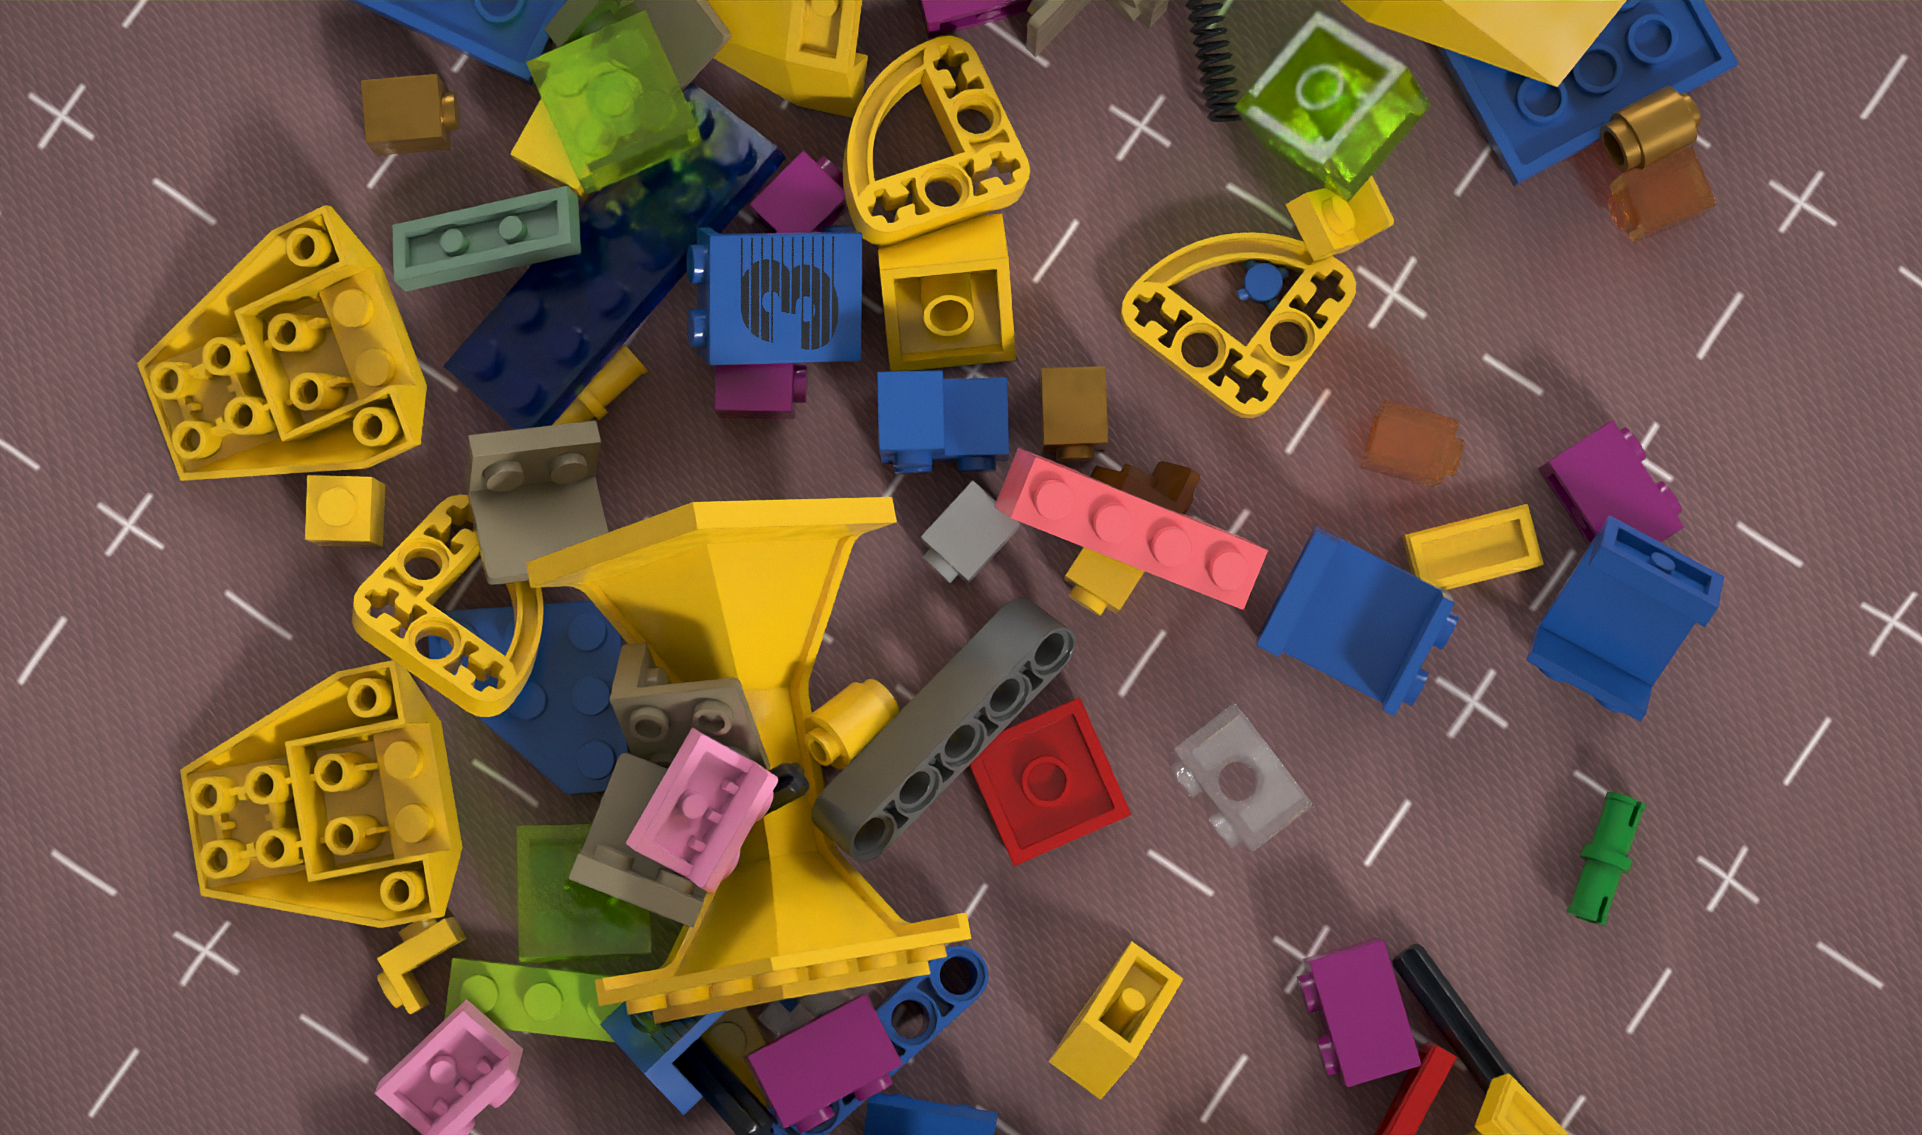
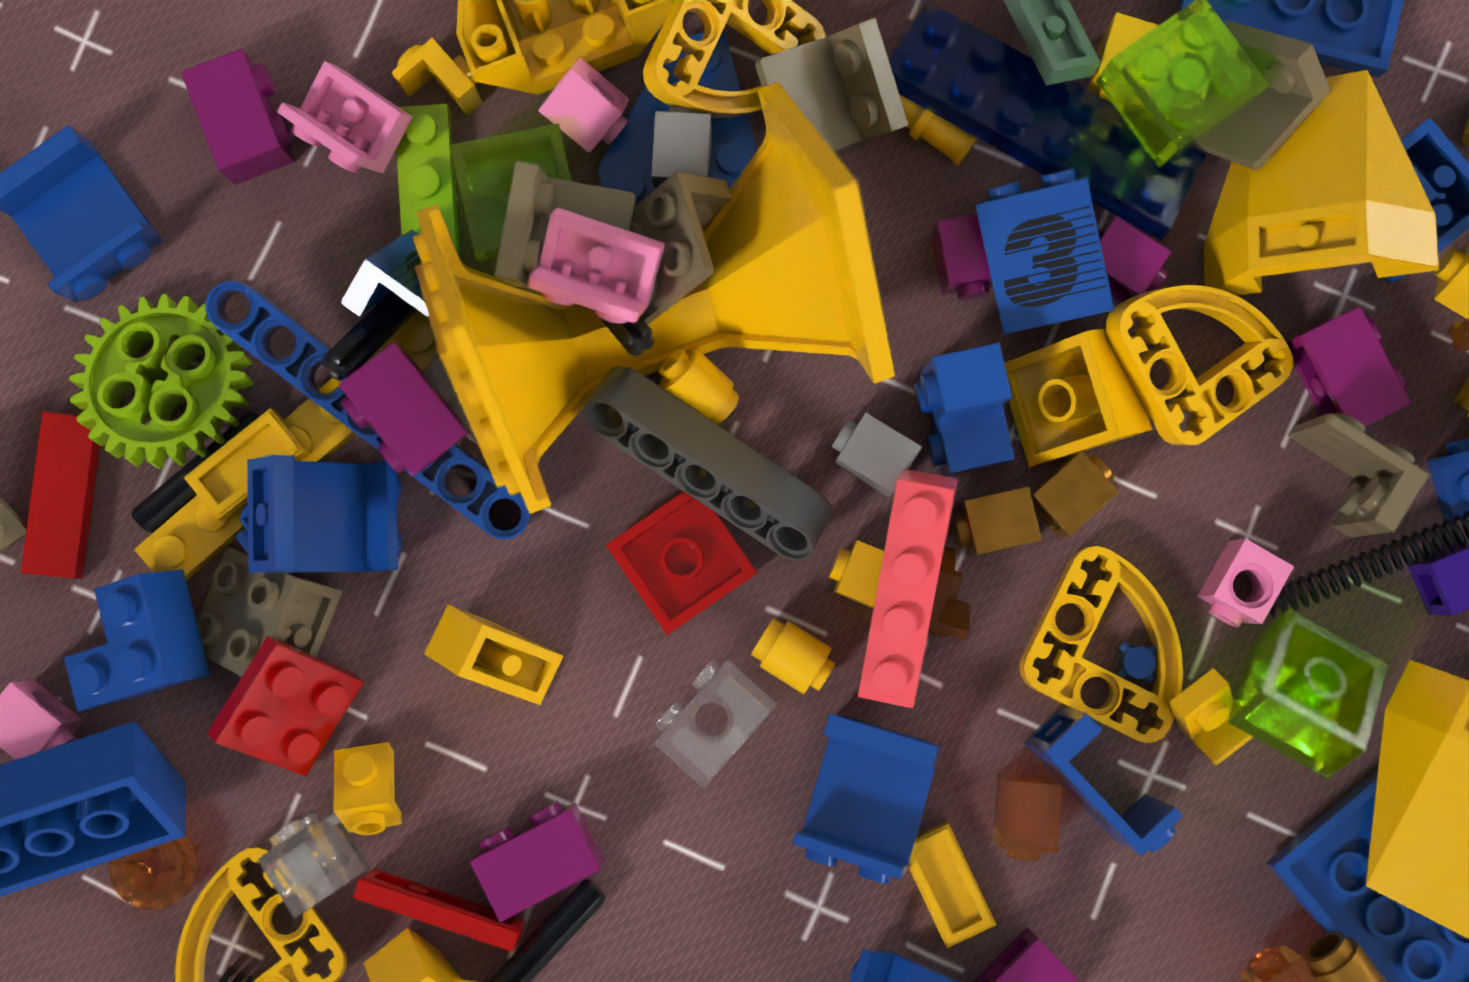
camera: 80 degrees right, 0 degrees up
(494, 792) = (586, 106): none -> bright pink brick
(571, 689) = (681, 143): none -> light grey brick
(1057, 317) = (1073, 493): none -> pearl gold brick
(1182, 673) = (794, 656): none -> yellow brick
(1193, 118) = (1267, 579): none -> bright pink brick
(1335, 394) = (1057, 741): none -> blue panel

